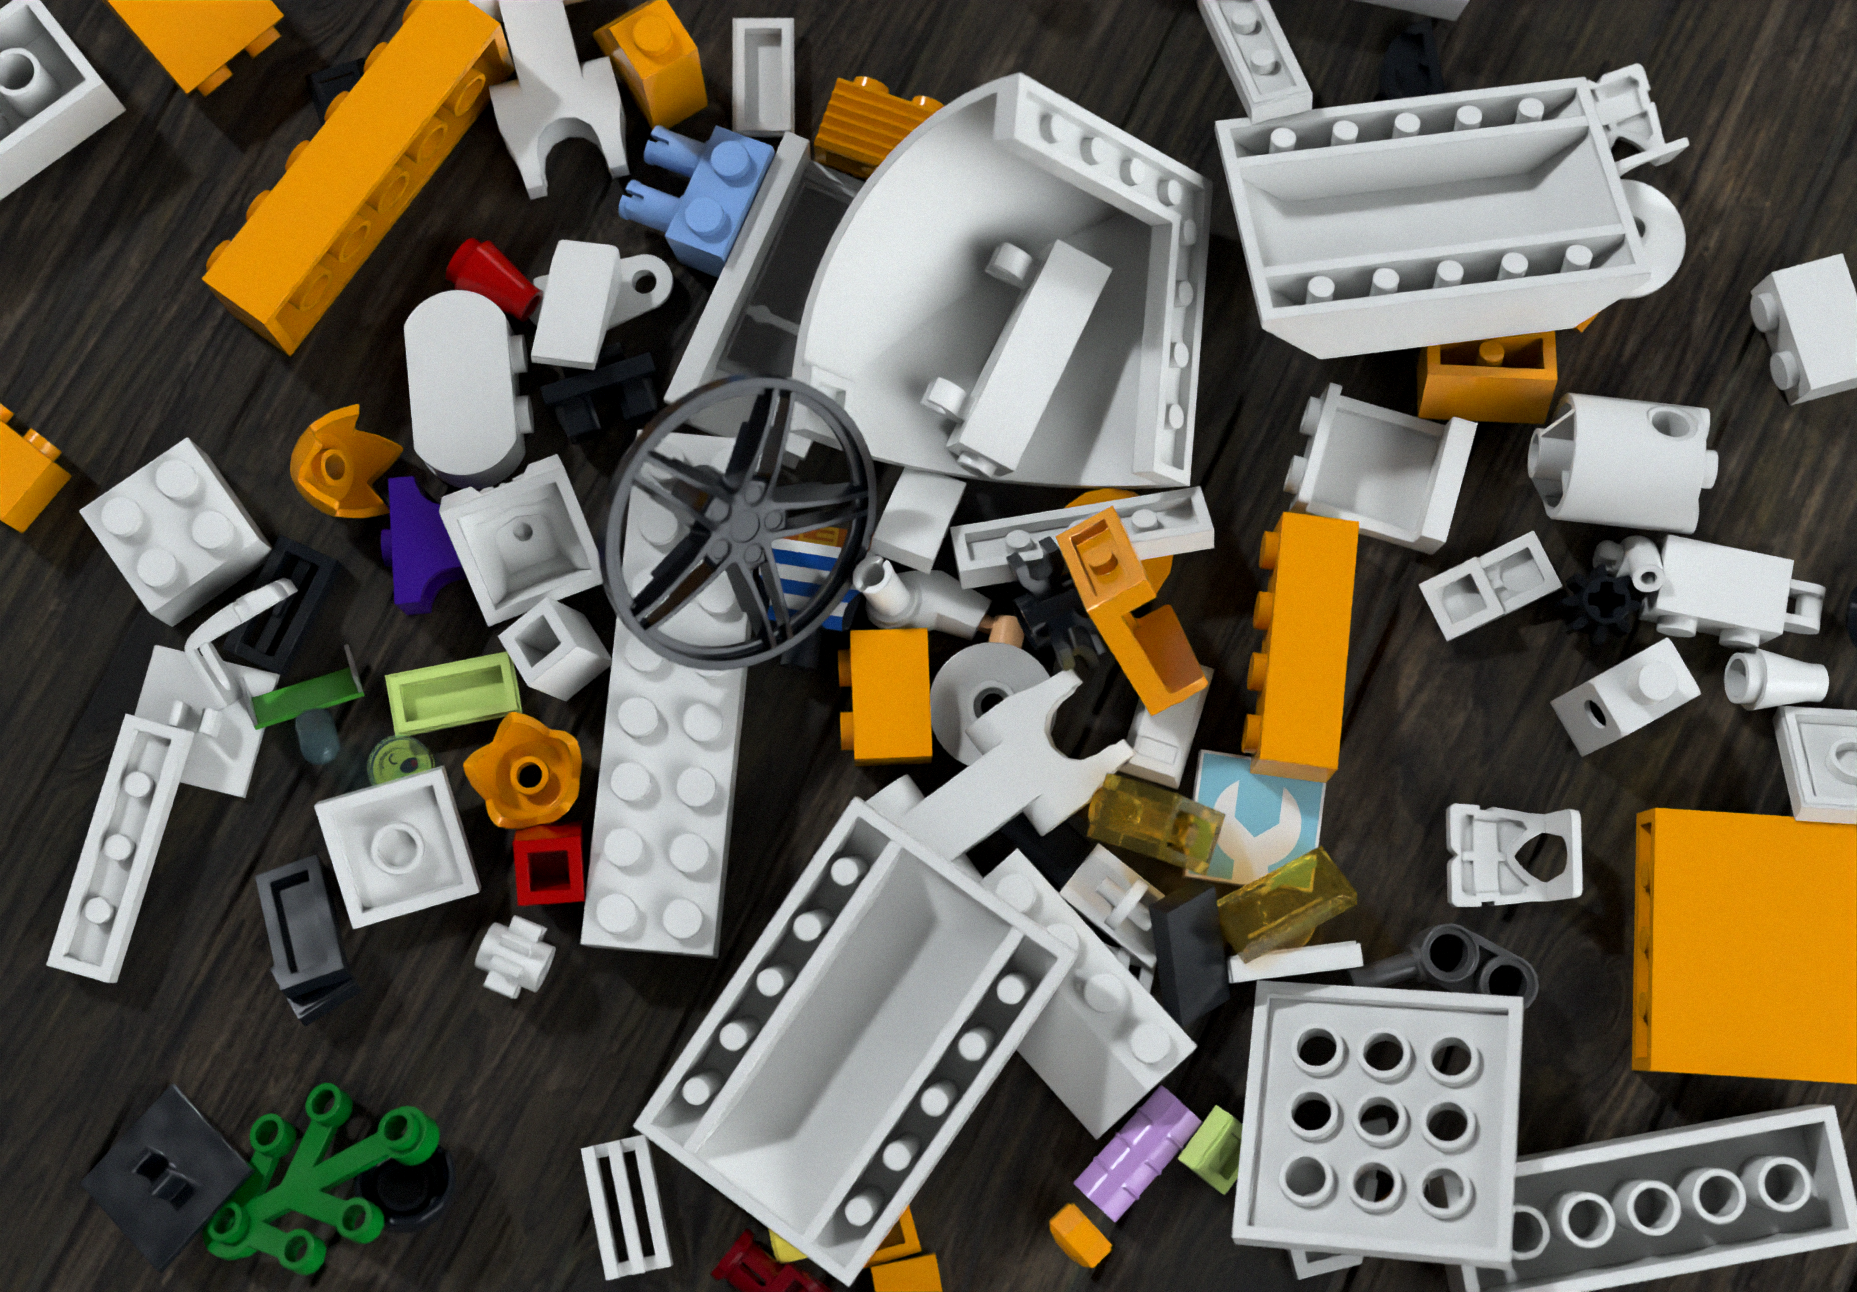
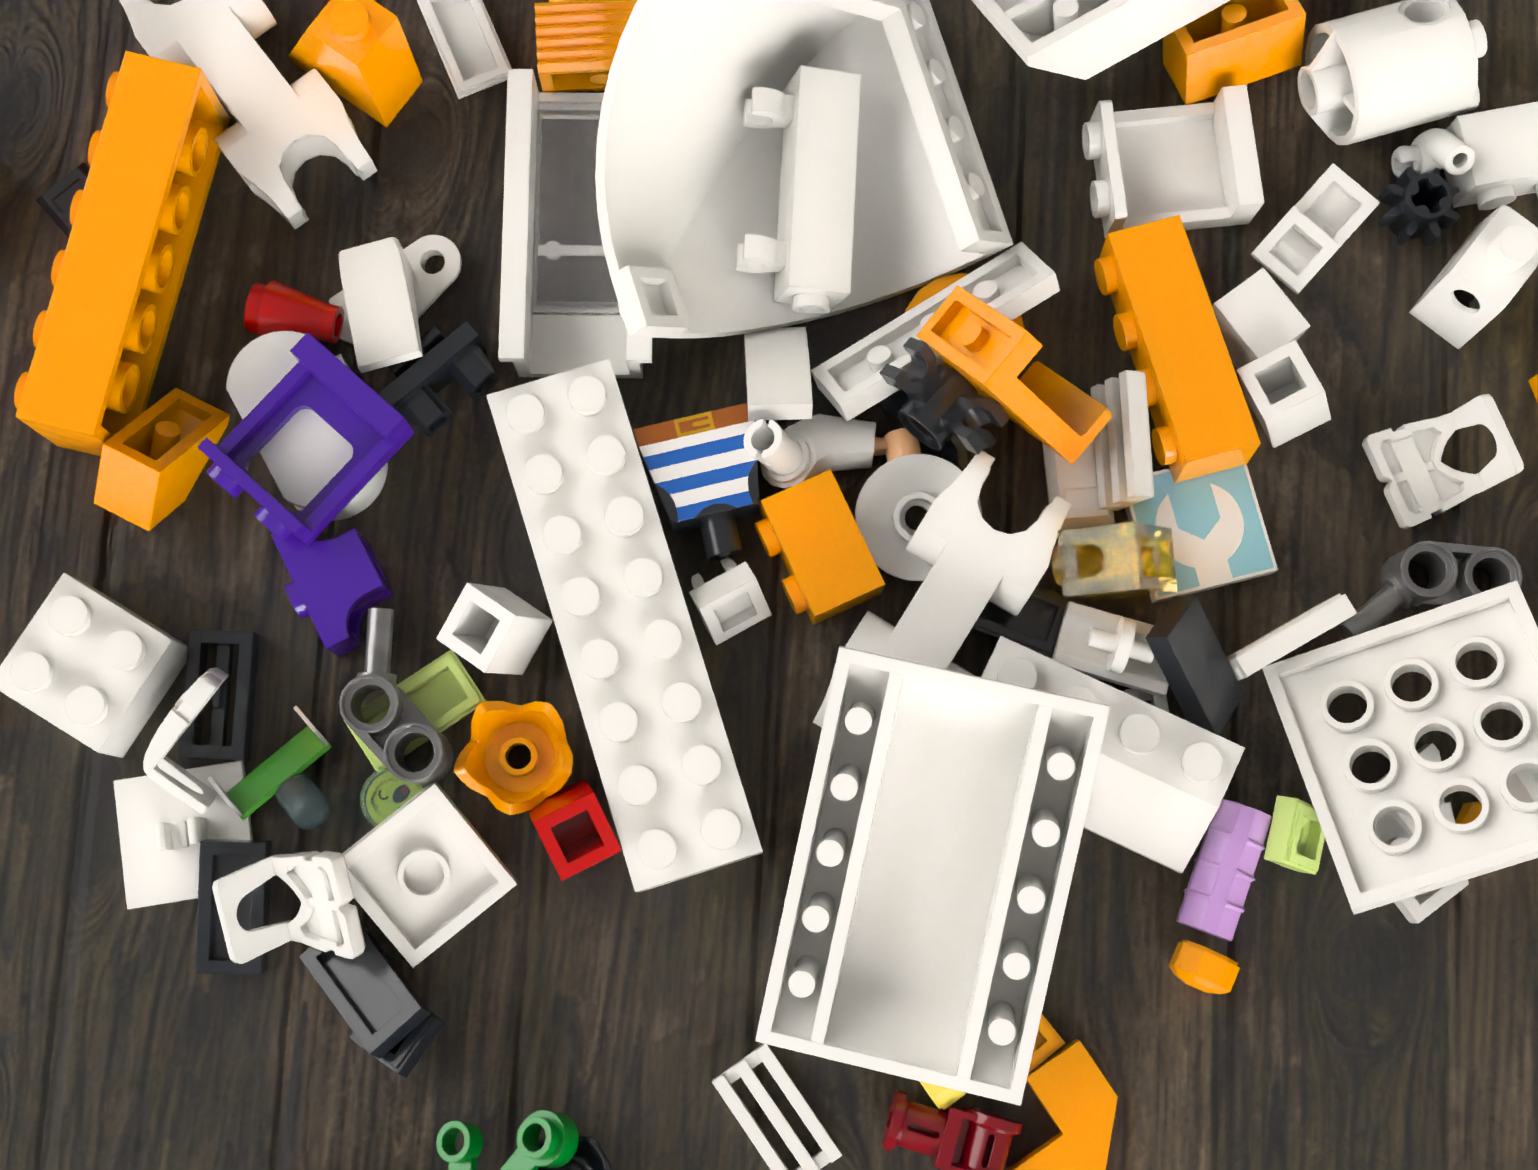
camera: 20 degrees left, 0 degrees up
(120, 849) = (160, 985): white plate -> none
(215, 805) = (217, 860): none -> black tile
(290, 850) = (324, 917): none -> white piece
(317, 364) = (157, 459): none -> light orange slope
(338, 465) = (219, 542): light orange piece -> none
(437, 699) = (403, 721): none -> flat silver beam
(503, 384) = (345, 404): none -> dark purple window
(515, 957) = (576, 930): white gear -> none
(522, 541) = (423, 540): white brick -> none
(715, 205) = (471, 159): light blue brick -> none
(736, 520) = (621, 435): black wheel -> none
(783, 712) = (729, 601): none -> white tile
(1213, 714) = (1124, 442): none -> white tile
(1285, 905) = (1262, 587): clear yellow tile -> none
(1386, 731) = (1284, 393): none -> white brick
(1392, 655) = (1257, 319): none -> white brick

